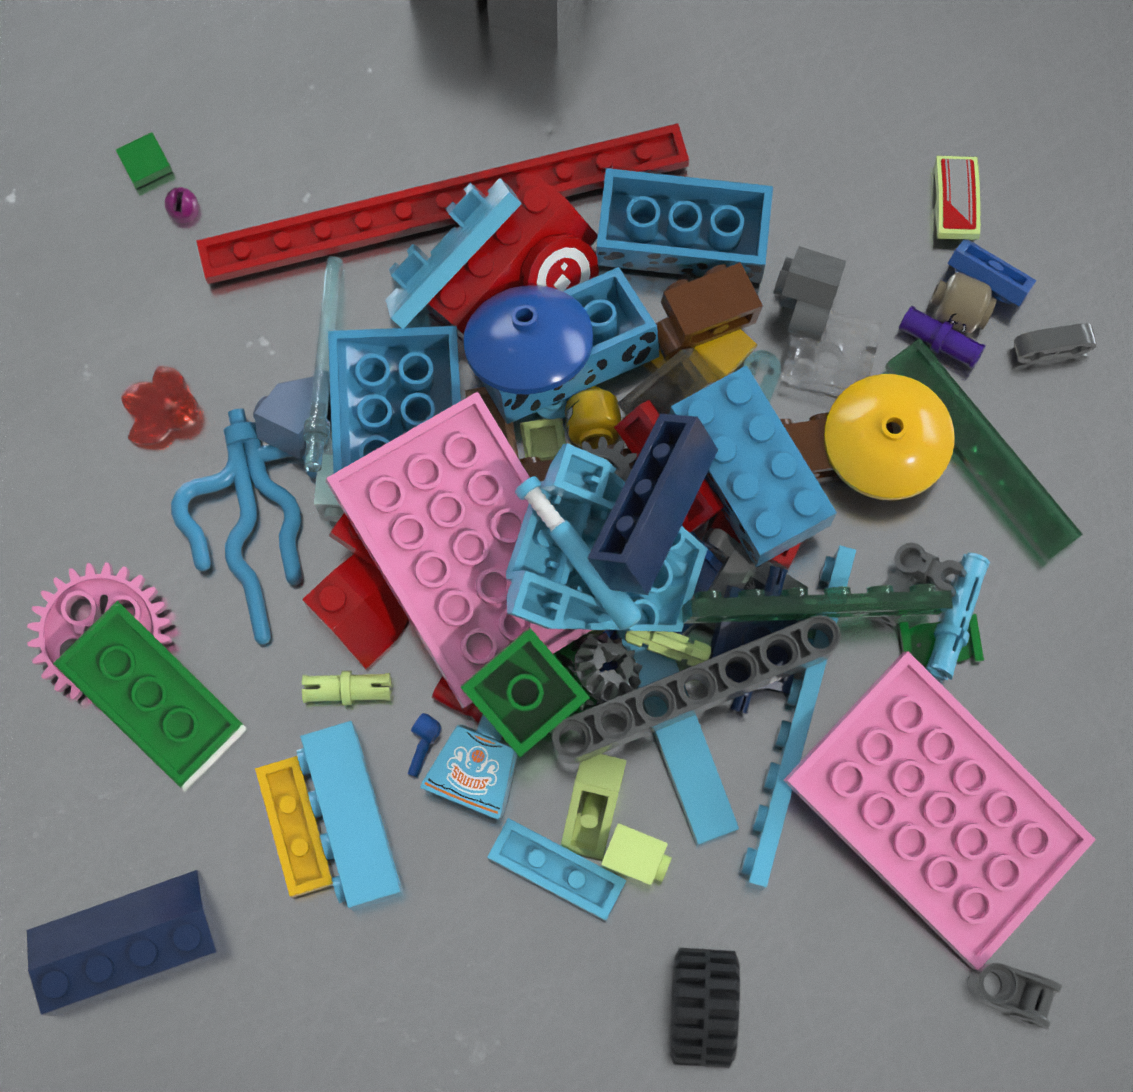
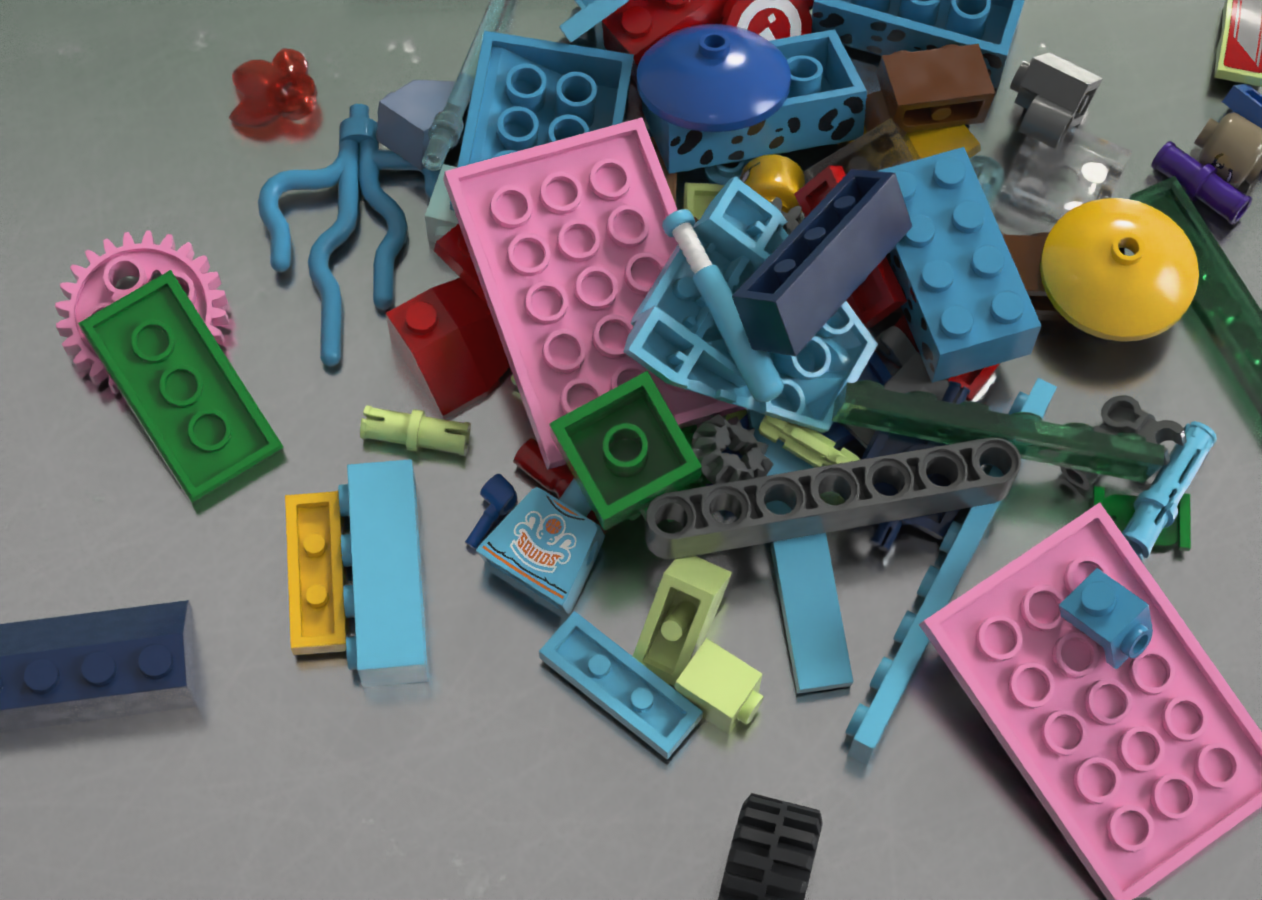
camera: 10 degrees right, 10 degrees down
(931, 747) = (1109, 617): none -> dark azure bracket

